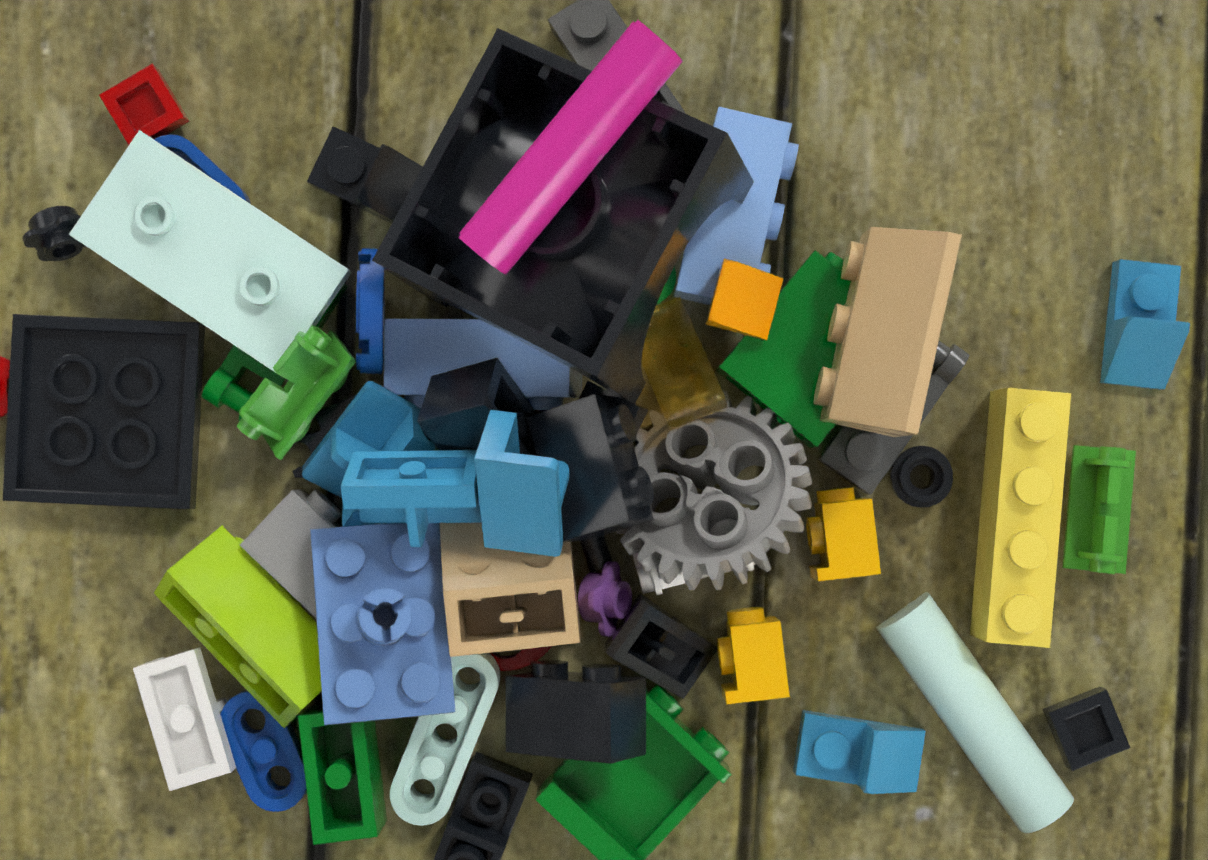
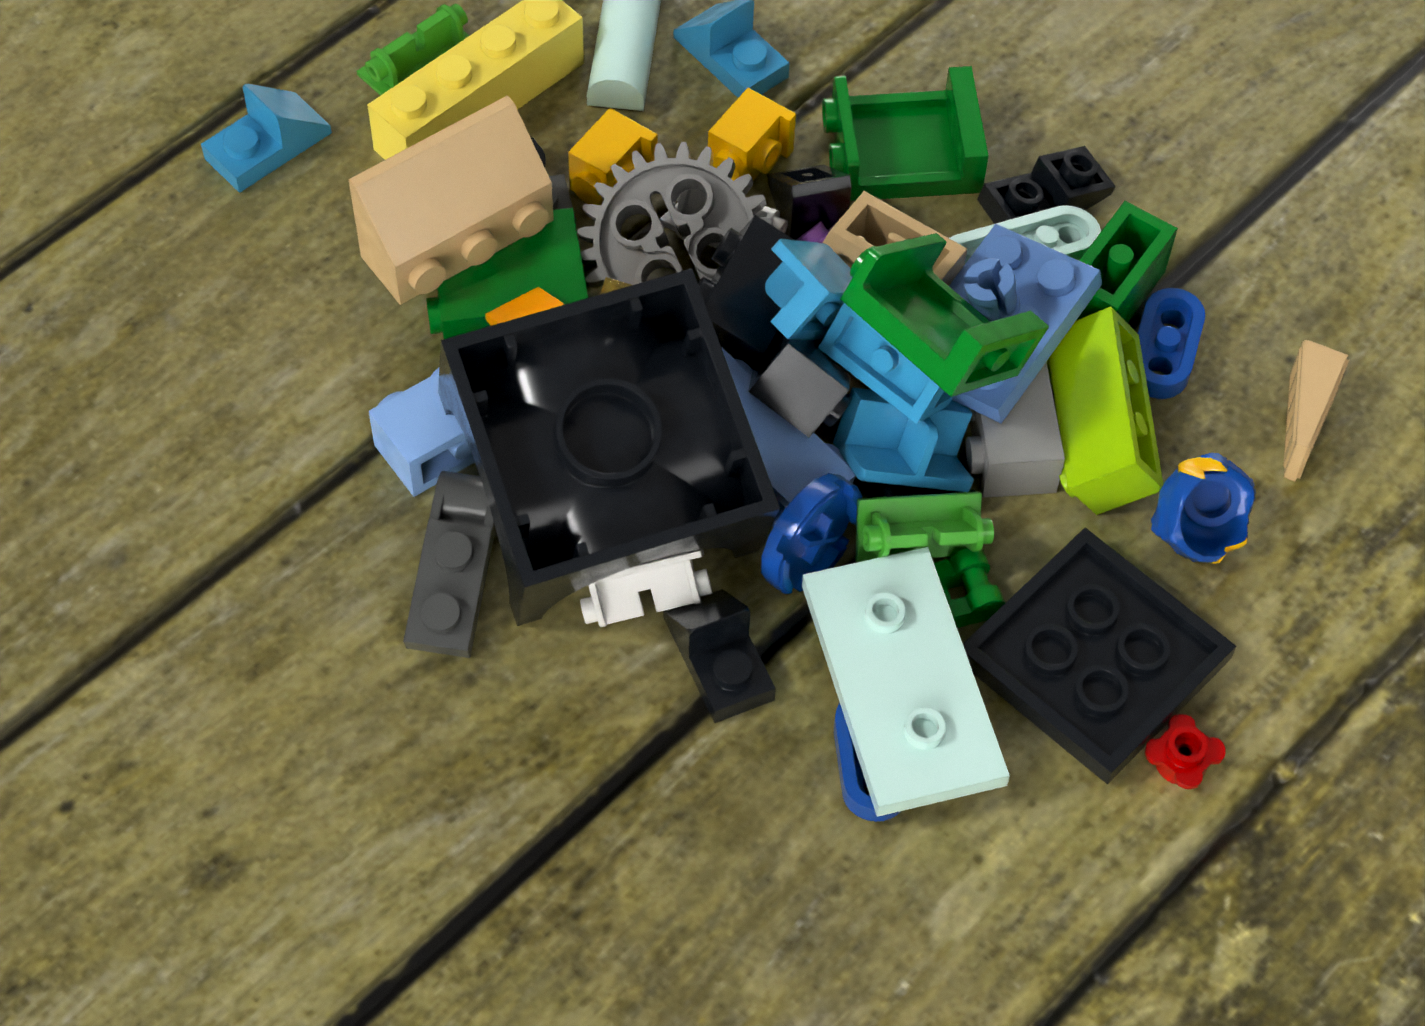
camera: 140 degrees left, 30 degrees down
(50, 234) = (1020, 808): black plate -> none
(108, 784) = (1311, 393): none -> tan slope
(113, 599) = (1205, 508): none -> blue hair
(144, 104) = (859, 849): red plate -> none
(185, 718) = (1210, 385): white panel -> none
(387, 531) = (932, 323): none -> green panel
(570, 147) = (560, 424): dark pink brick -> none
(576, 713) = (911, 173): black brick -> none

